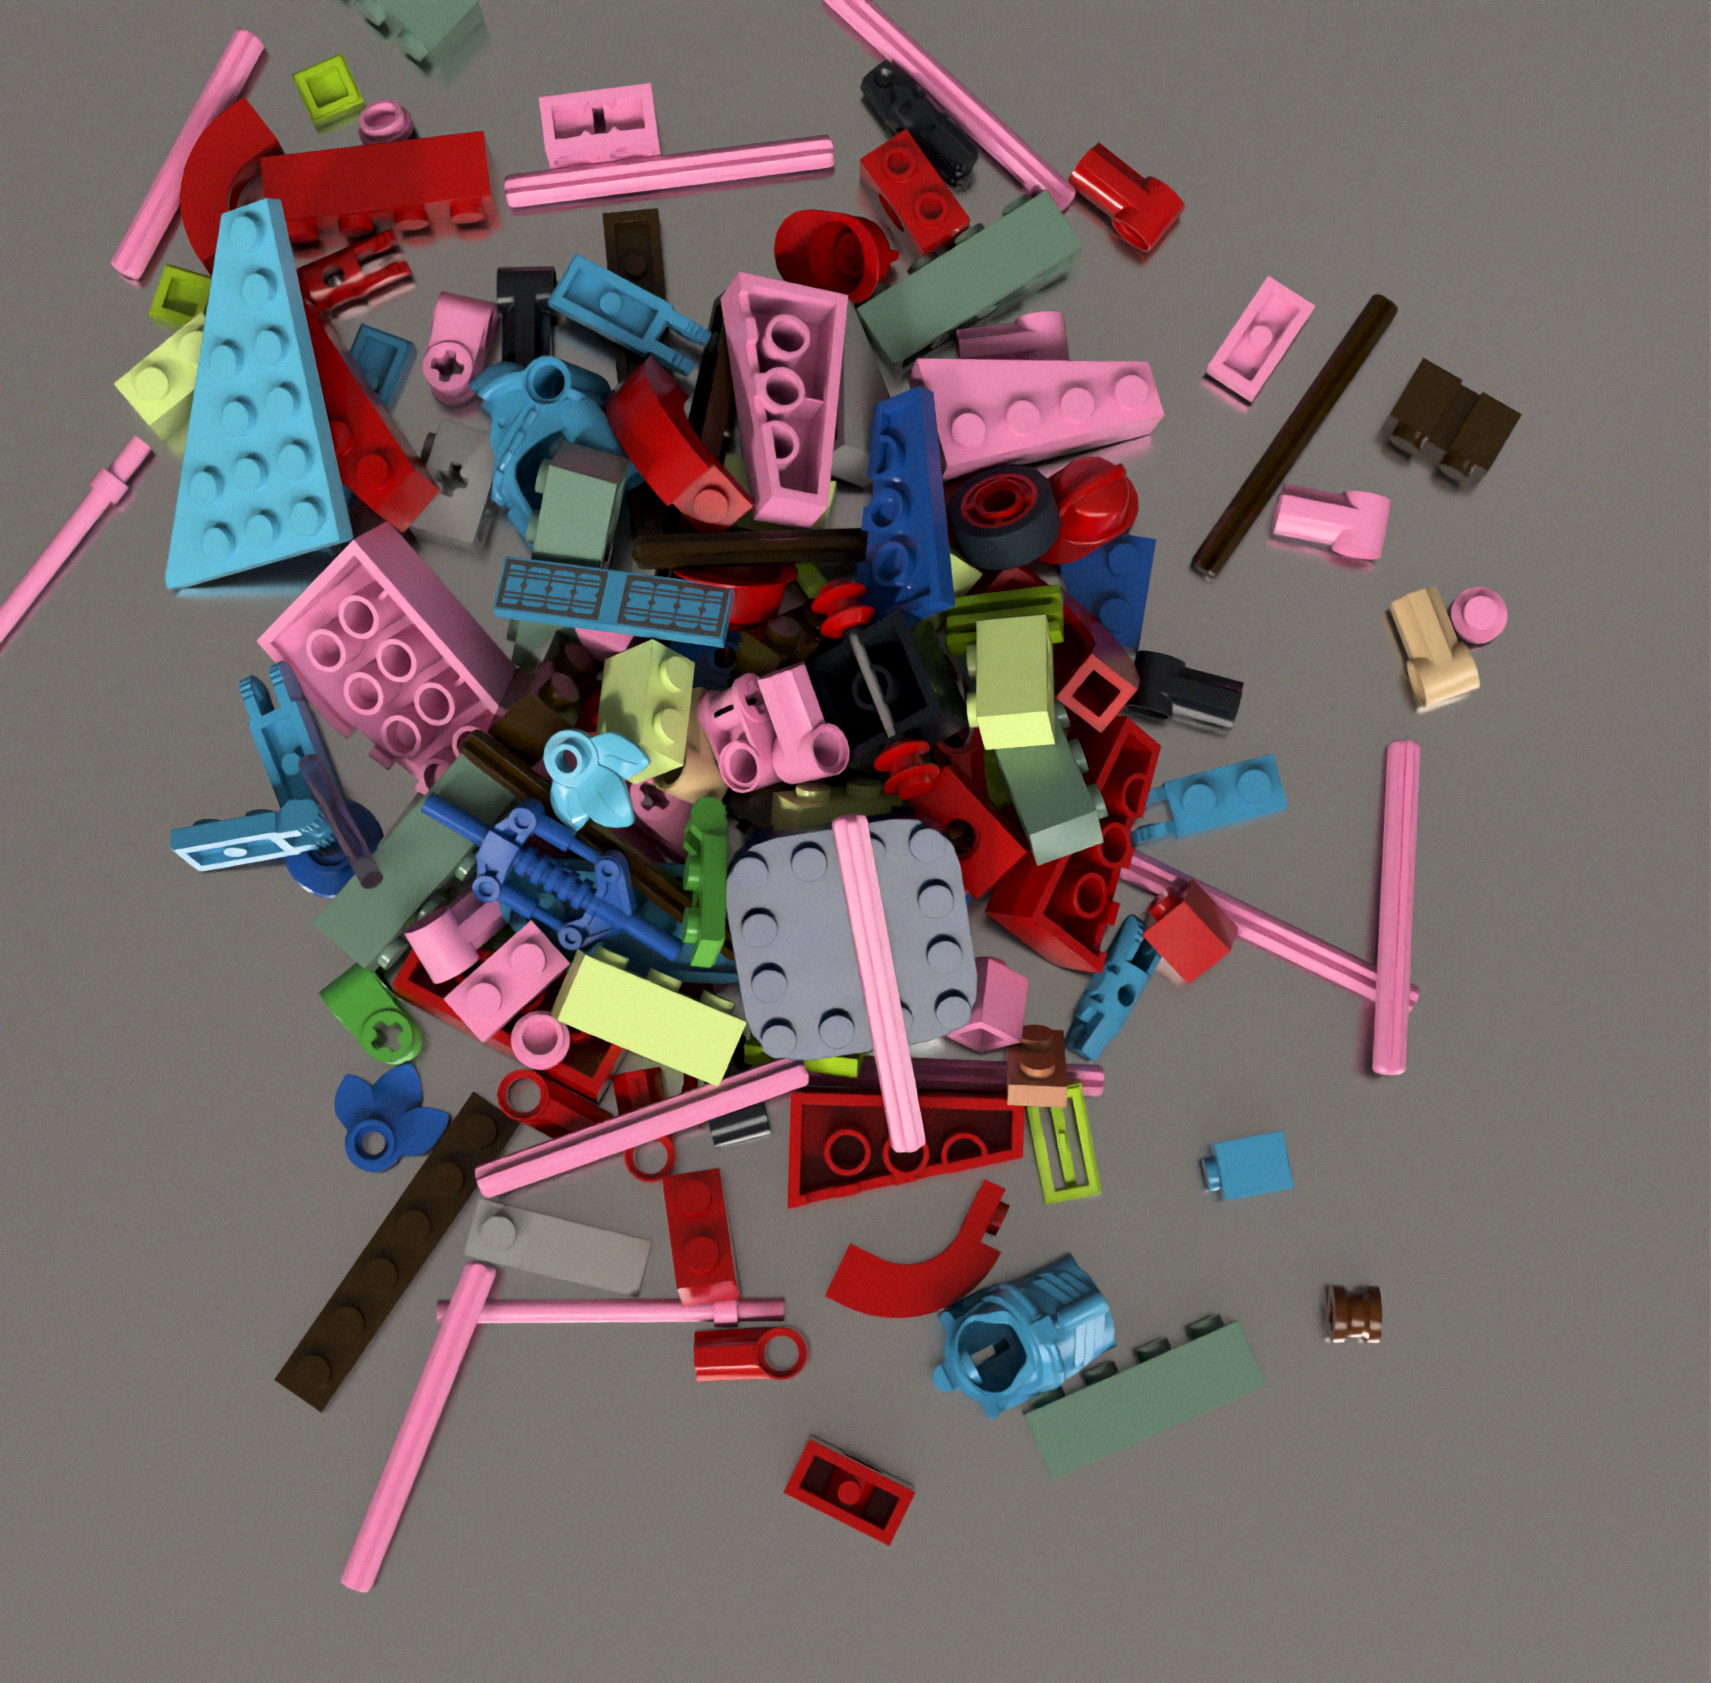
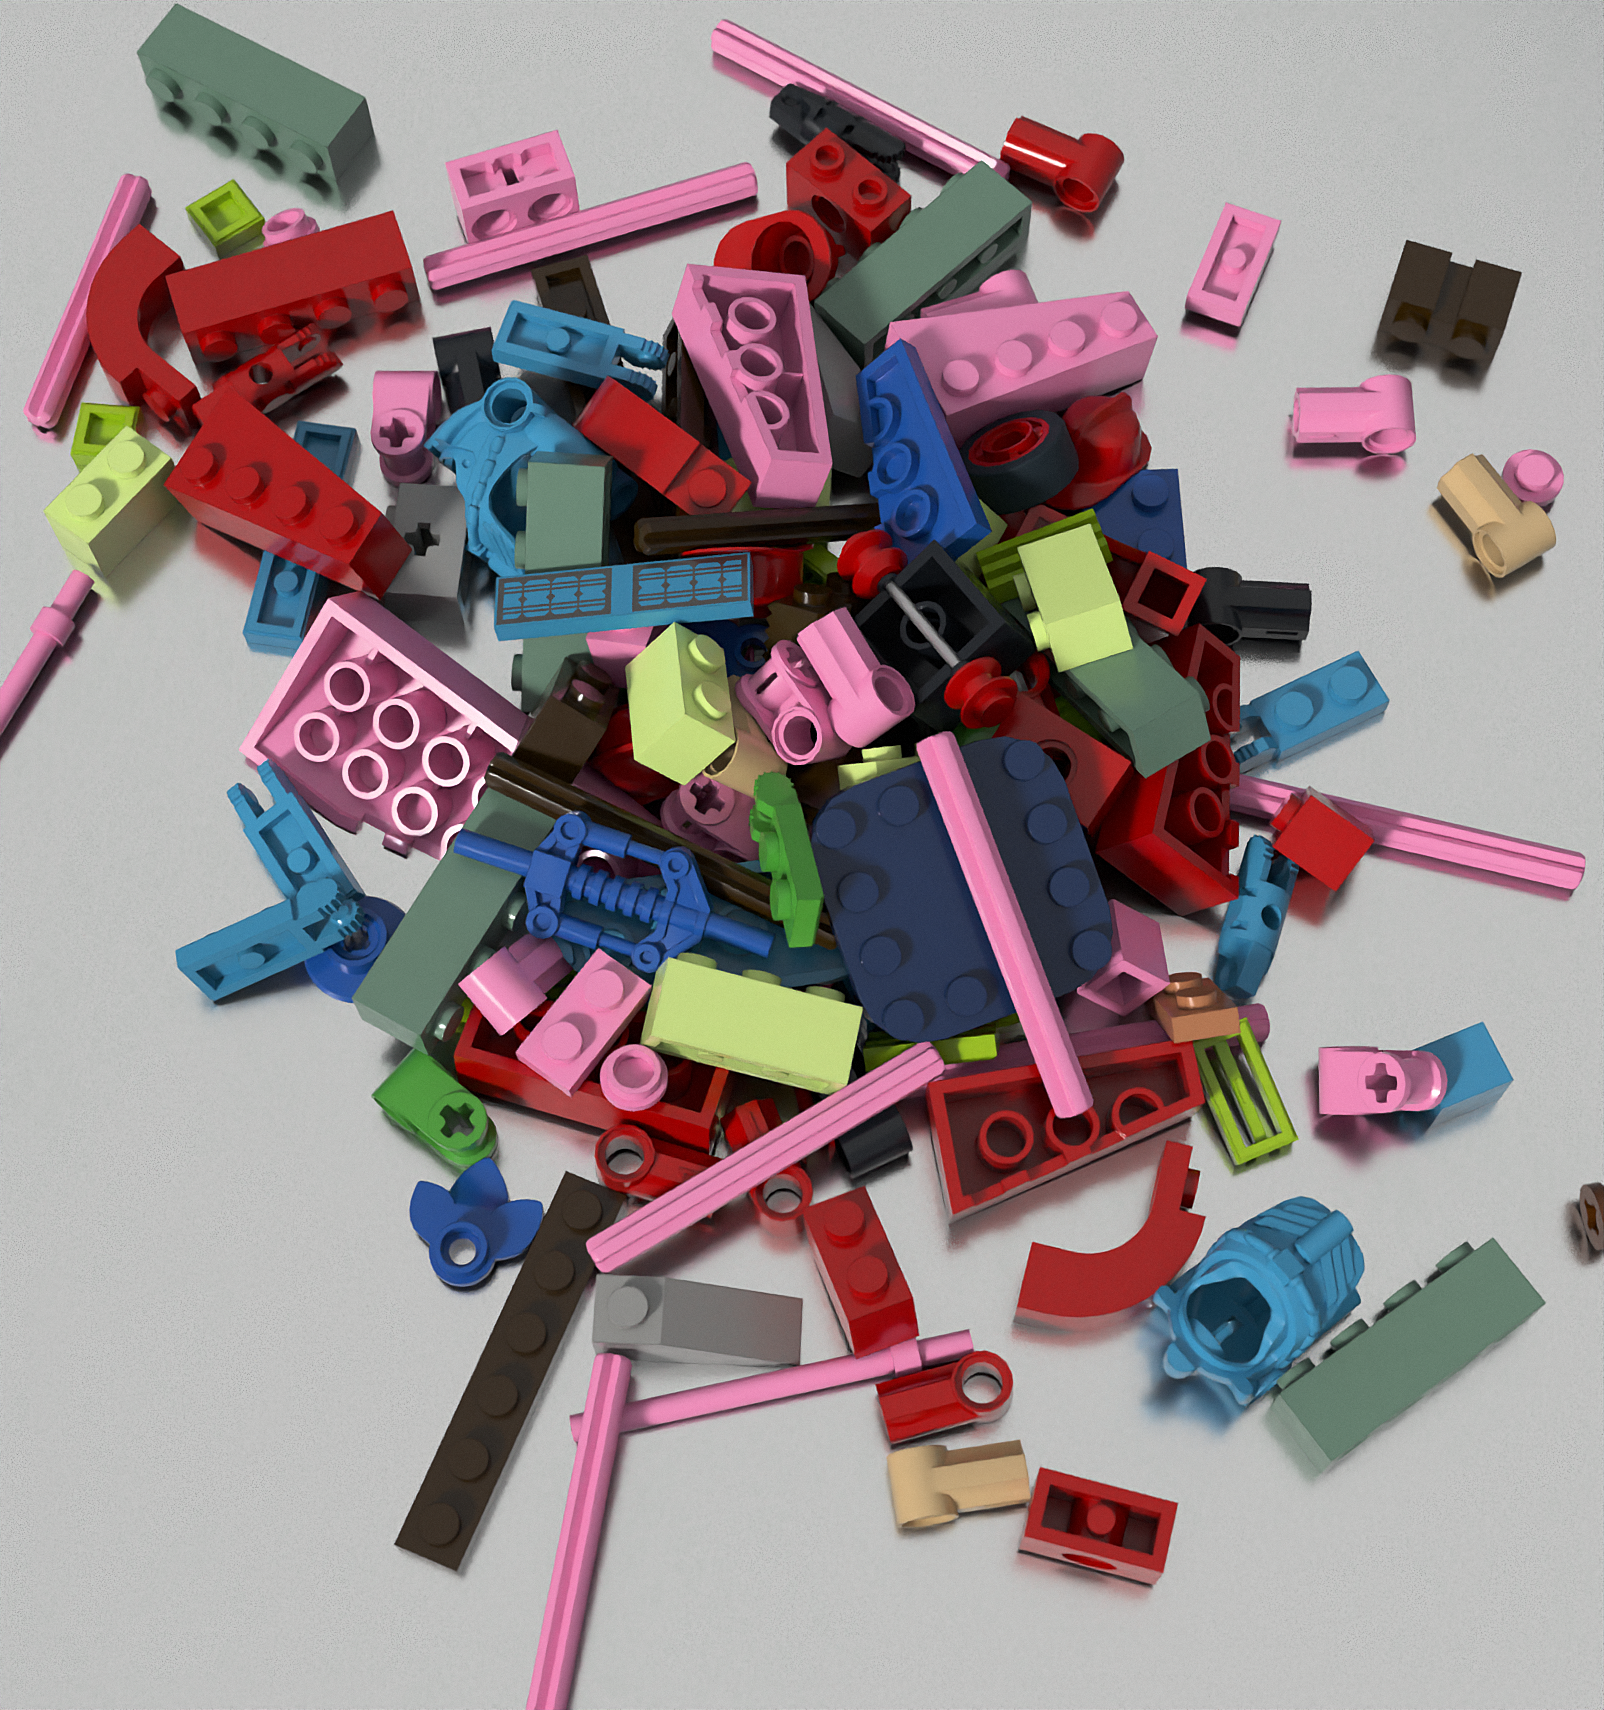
camera: 10 degrees left, 15 degrees down
(259, 440) = (210, 525): medium azure wing -> none
(340, 821) = (365, 890): clear purple bar -> none
(597, 782) = (646, 769): medium azure plate -> none
(730, 1424) = (939, 1483): none -> tan piece
(1178, 1161) = (1378, 1081): none -> bright pink piece
(1294, 435) = (1291, 351): dark brown axle -> none
(1396, 908) = (1537, 778): bright pink axle -> none

